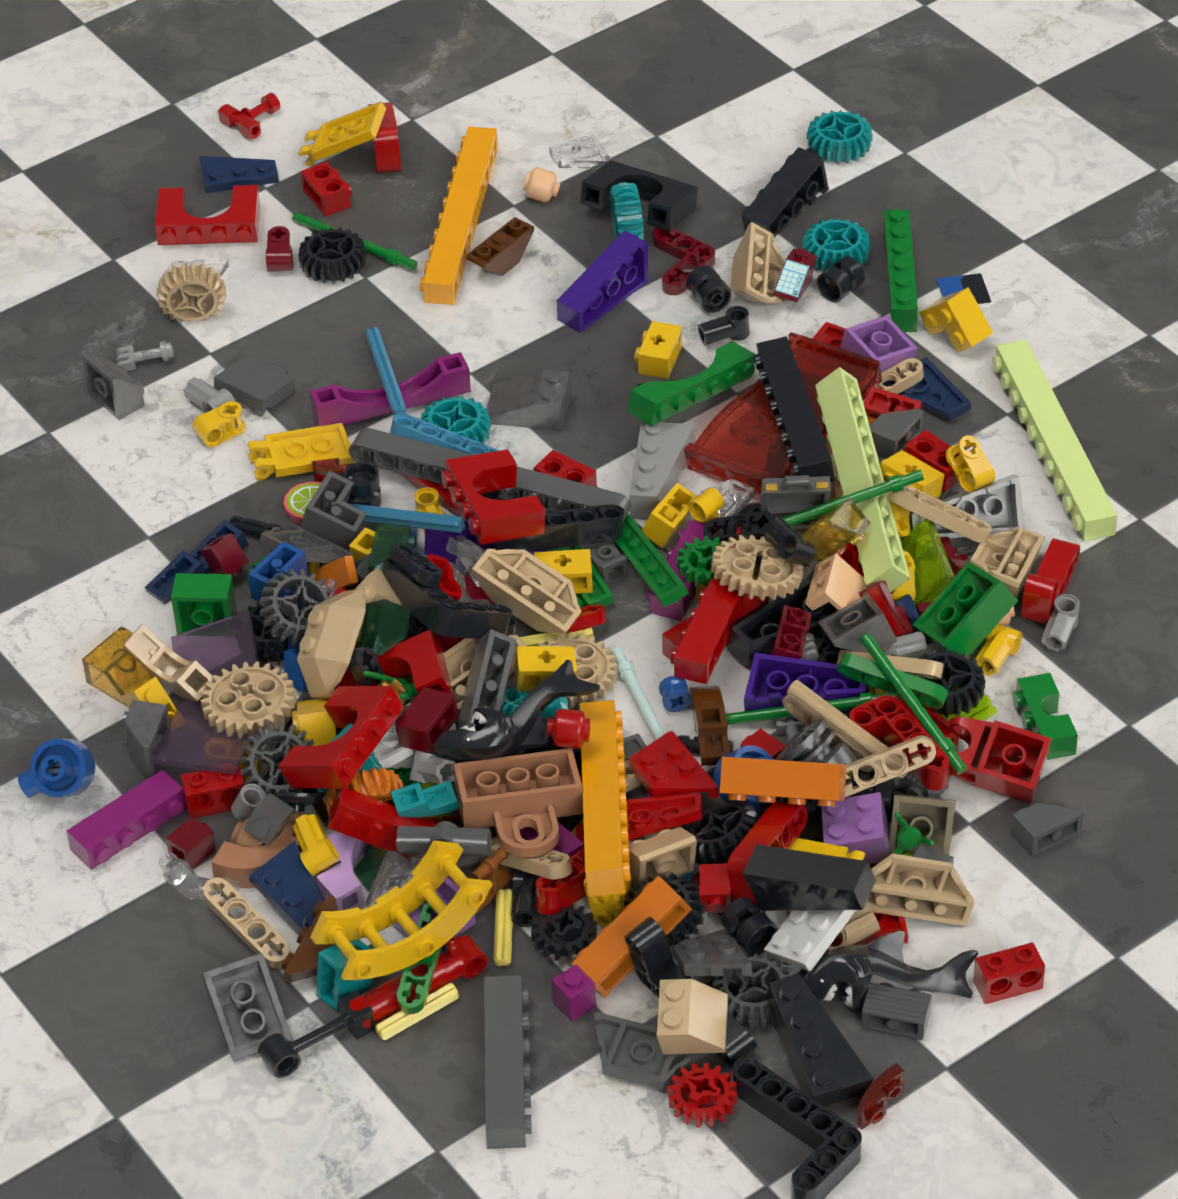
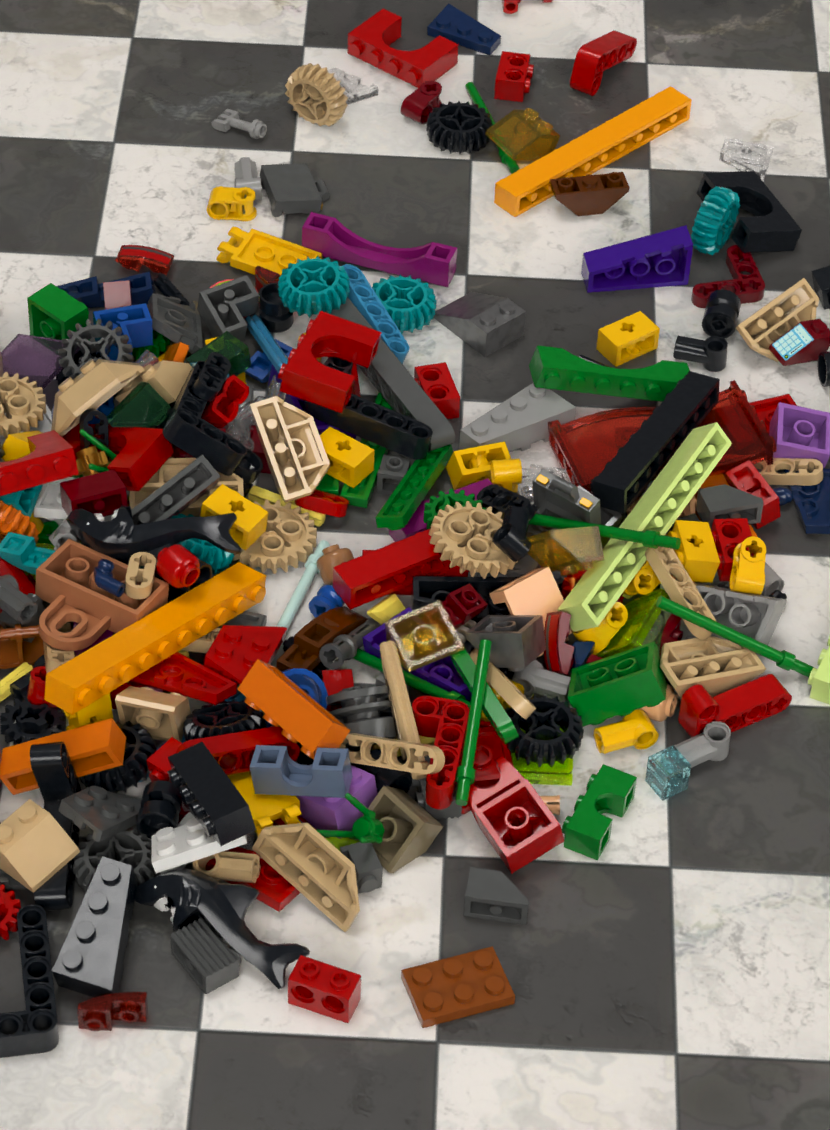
camera: 35 degrees right, 0 degrees up
(112, 386) = (188, 131): flat silver slope -> none
(196, 513) = (134, 256): none -> slope
(343, 133) = (564, 39): yellow tile -> none
(385, 371) = (393, 233): dark azure axle -> none
(395, 447) = (313, 286): none -> teal gear
(398, 231) = (524, 135): none -> clear yellow slope
(527, 775) = (104, 578): none -> dark blue arm
(541, 185) = (682, 162): light nougat head -> none
(543, 757) = (136, 575): none -> tan beam
(652, 660) = (332, 557): none -> medium nougat head
(733, 669) = (386, 609): none -> light yellow piece
(736, 712) = (345, 646): none -> dark grey pin
(811, 661) = (423, 636): none -> clear yellow slope
(861, 812) = (278, 774): none -> sand blue arch
(1046, 522) = (782, 658): none -> green bar
(1061, 656) = (668, 772): none -> clear light blue brick
(1089, 908) = (457, 987): none -> dark orange plate

